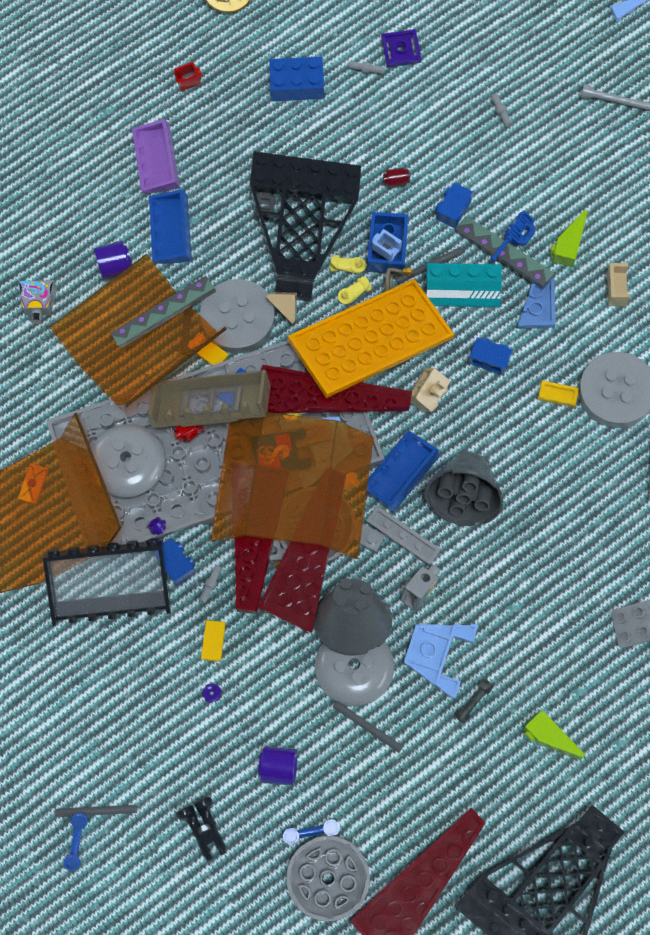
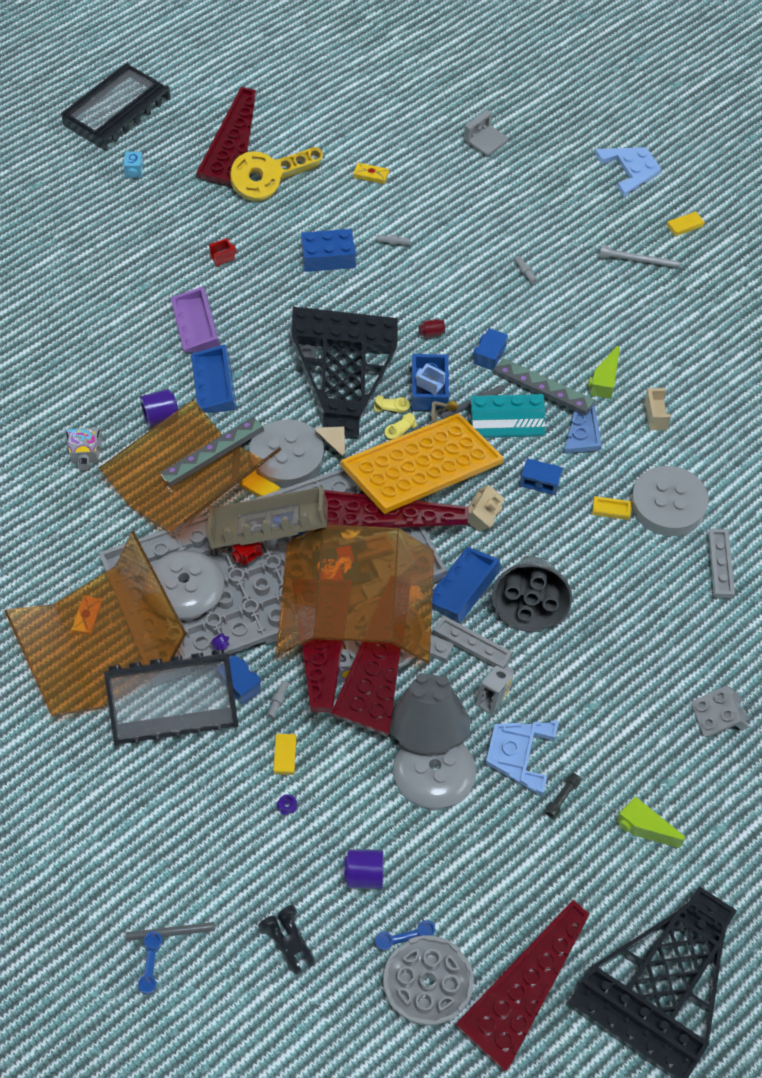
camera: 10 degrees left, 15 degrees down
(368, 727) = (455, 828): dark grey bar -> none
(401, 39) = (427, 216): dark purple piece -> none
(514, 235) = (551, 371): blue piece -> none

